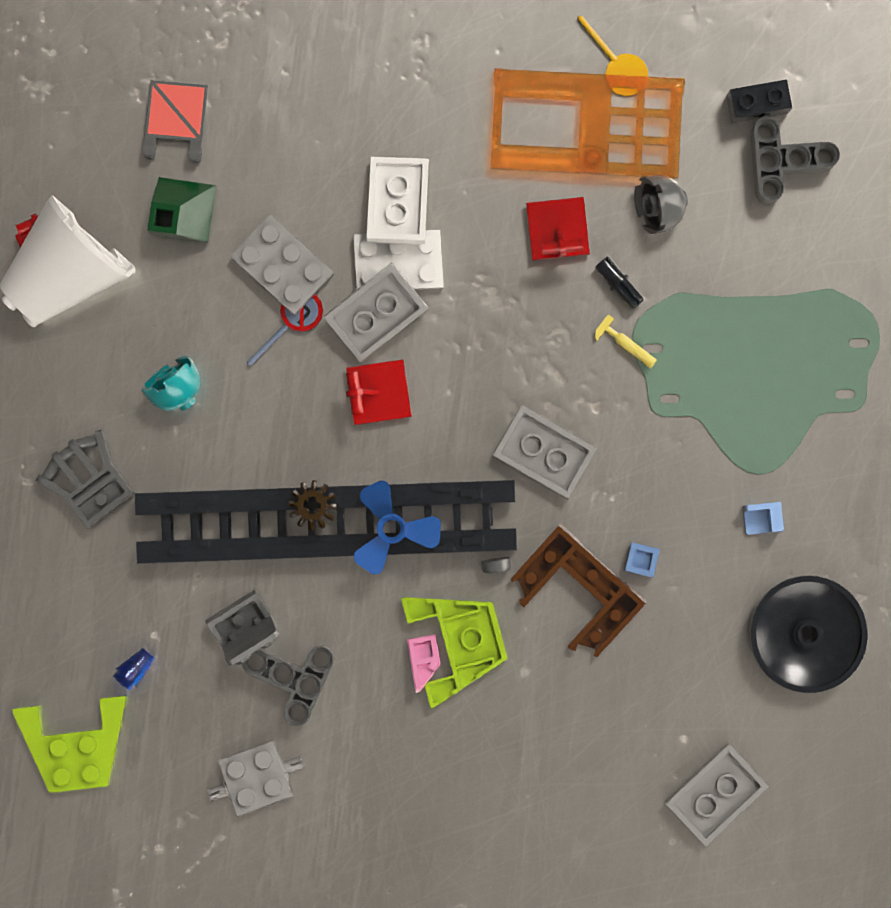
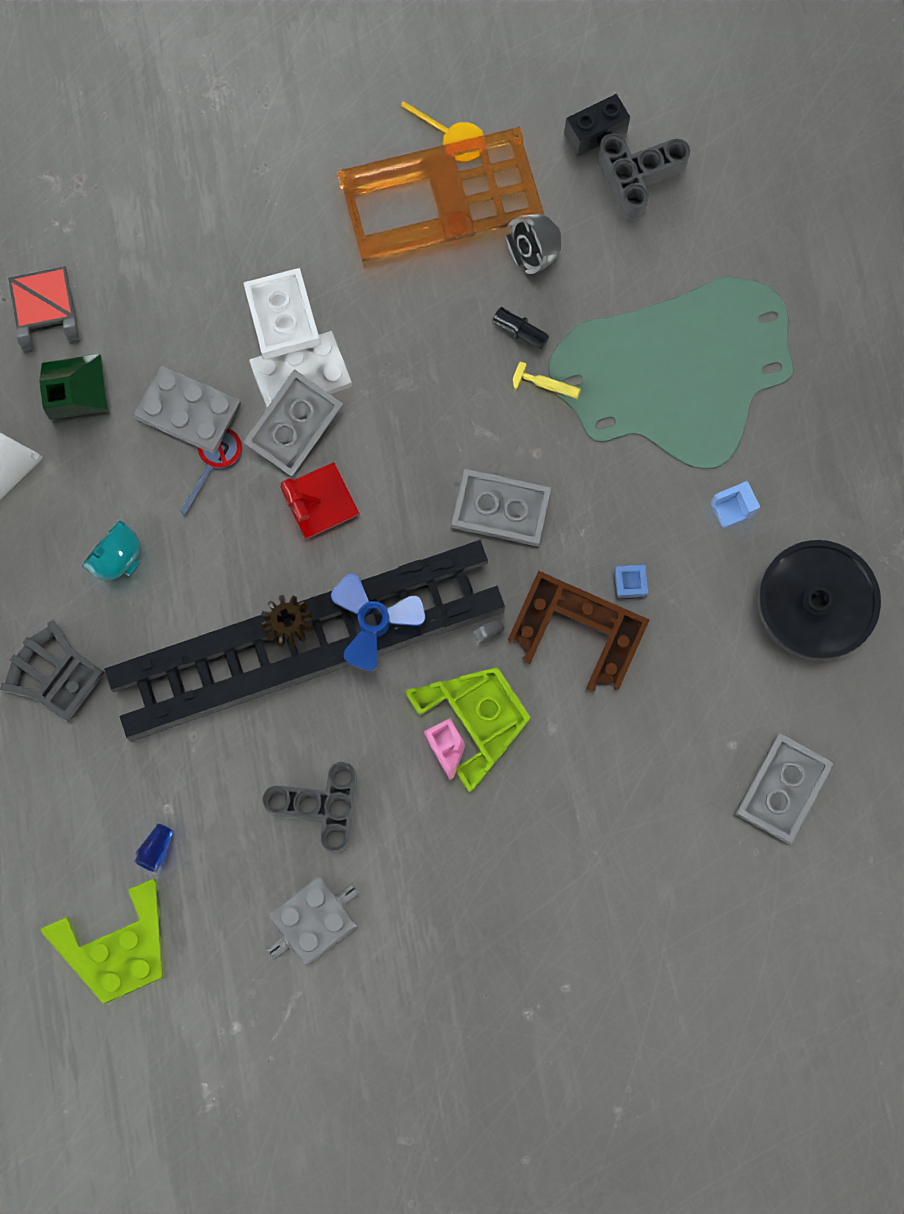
camera: 20 degrees left, 10 degrees down
(243, 628) = (253, 769): dark grey bracket -> none
(558, 228) = (445, 297): red plate -> none

